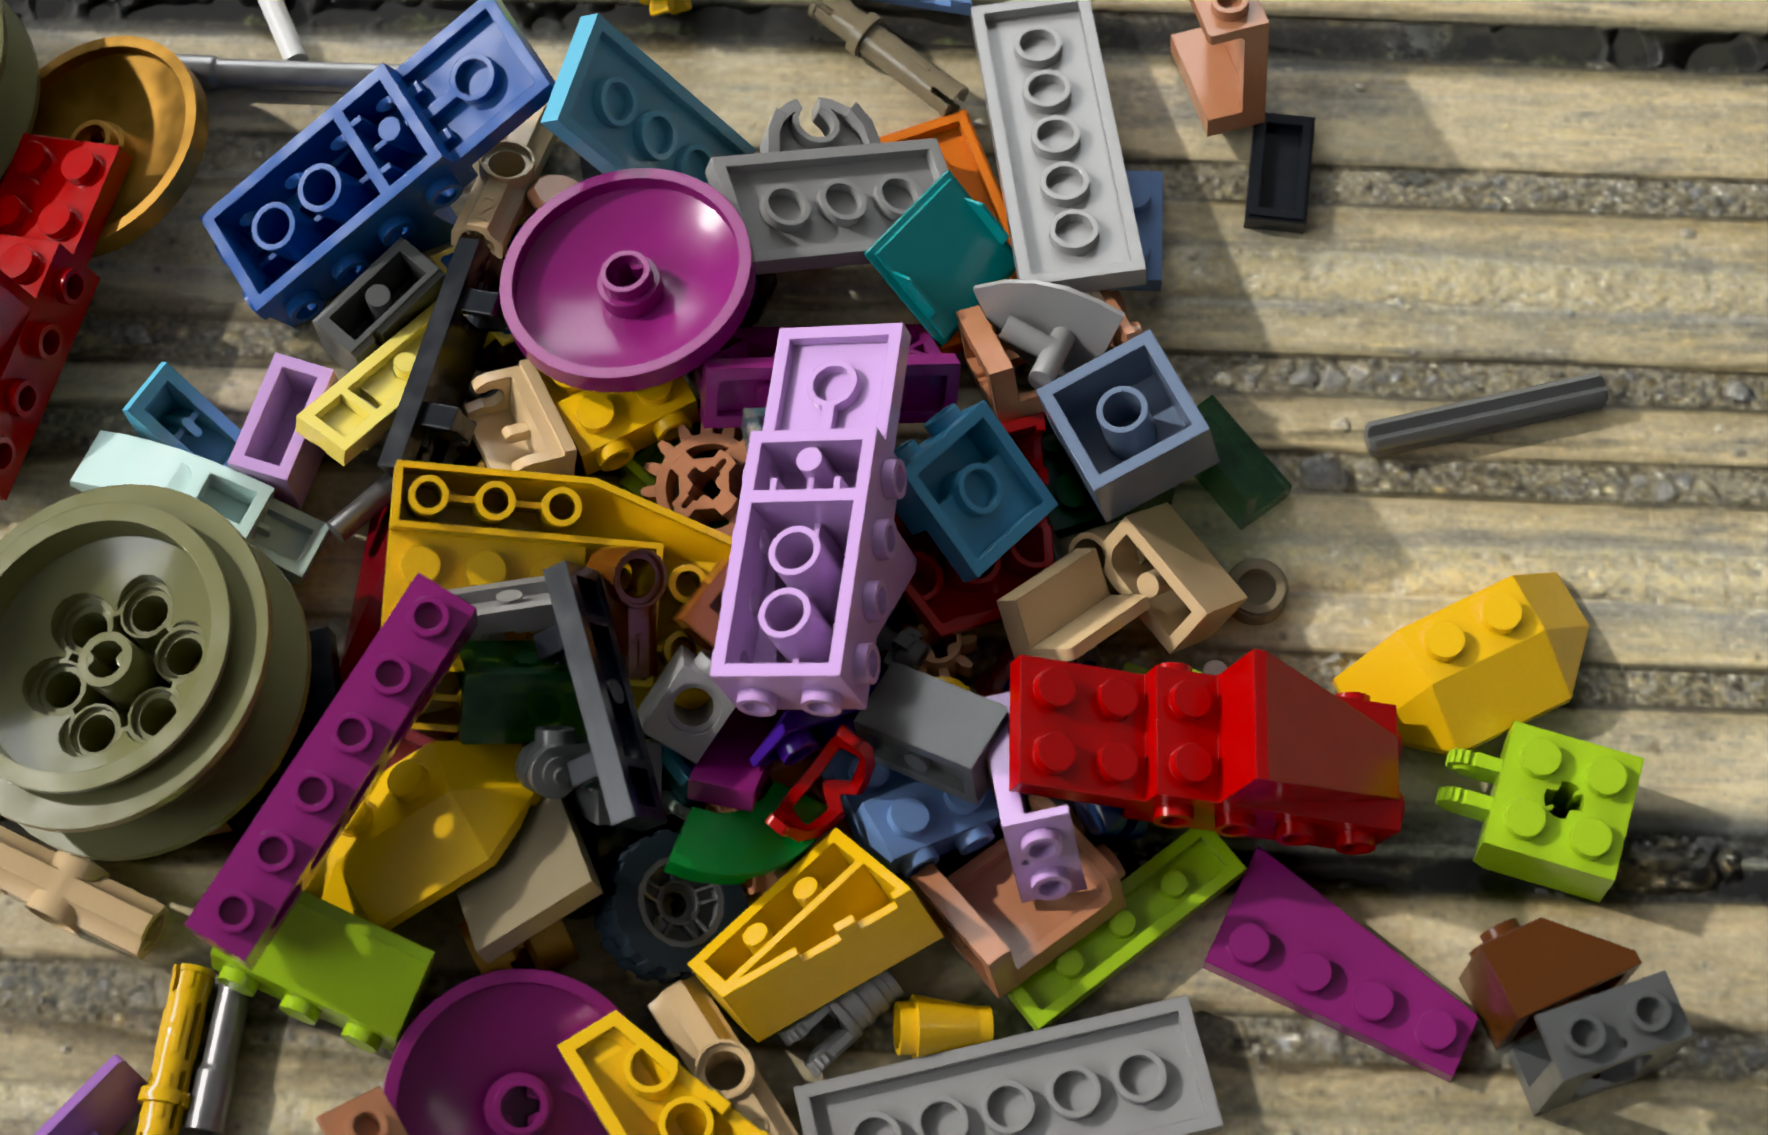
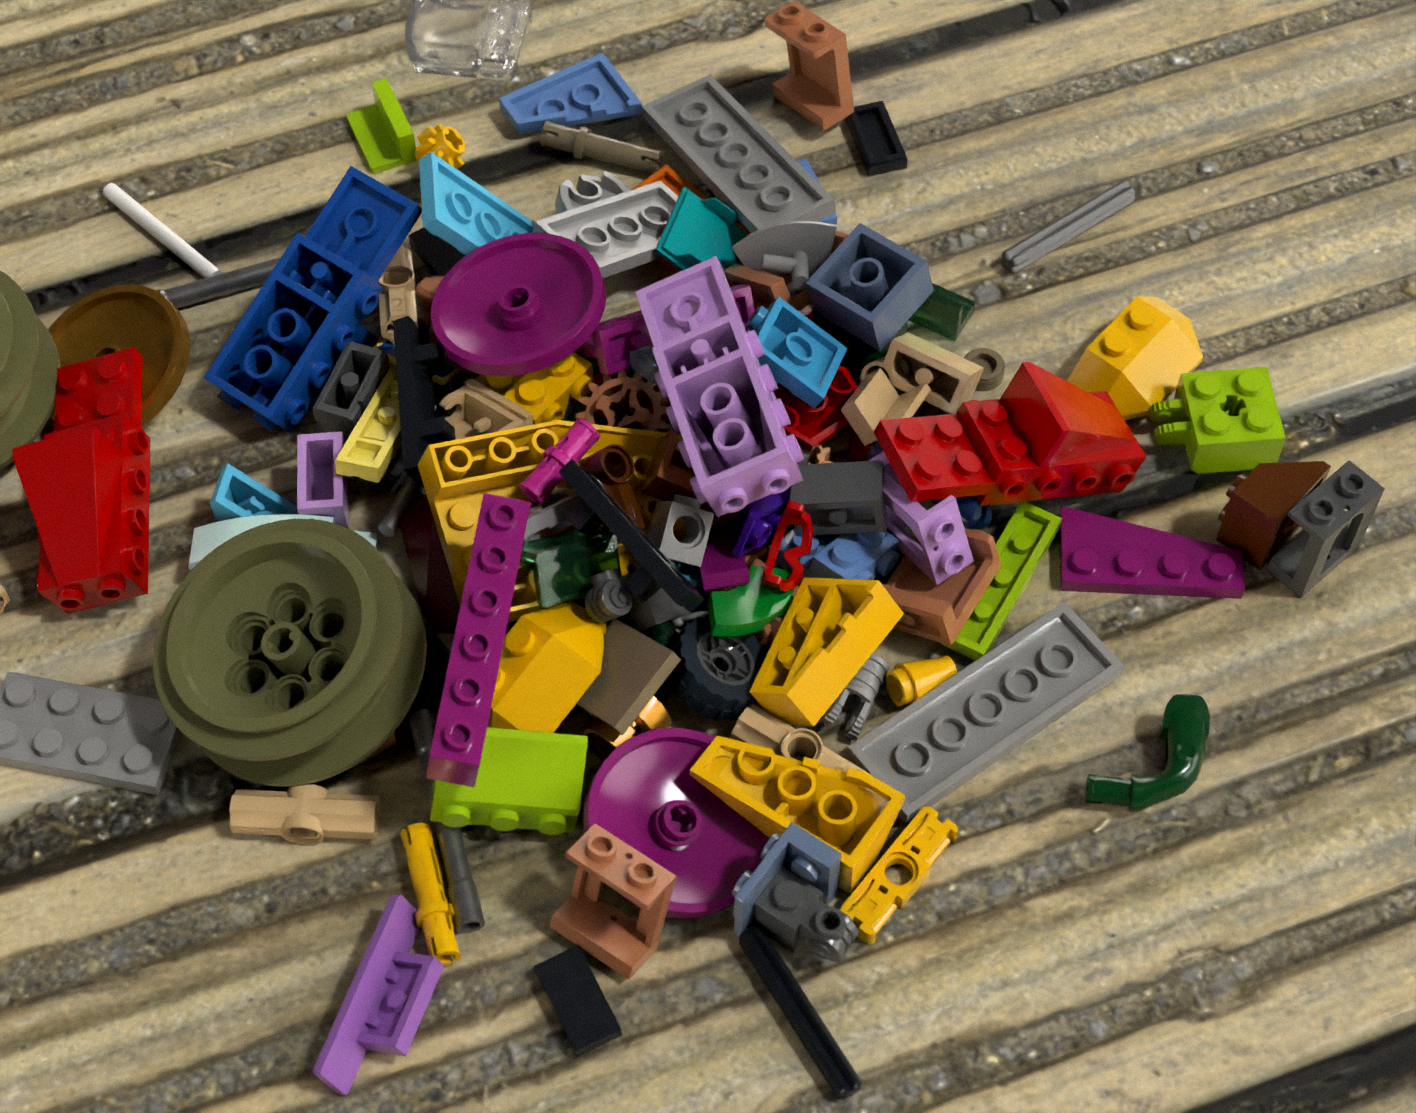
camera: 25 degrees left, 10 degrees down
(568, 541) = (546, 475): none -> dark pink pin

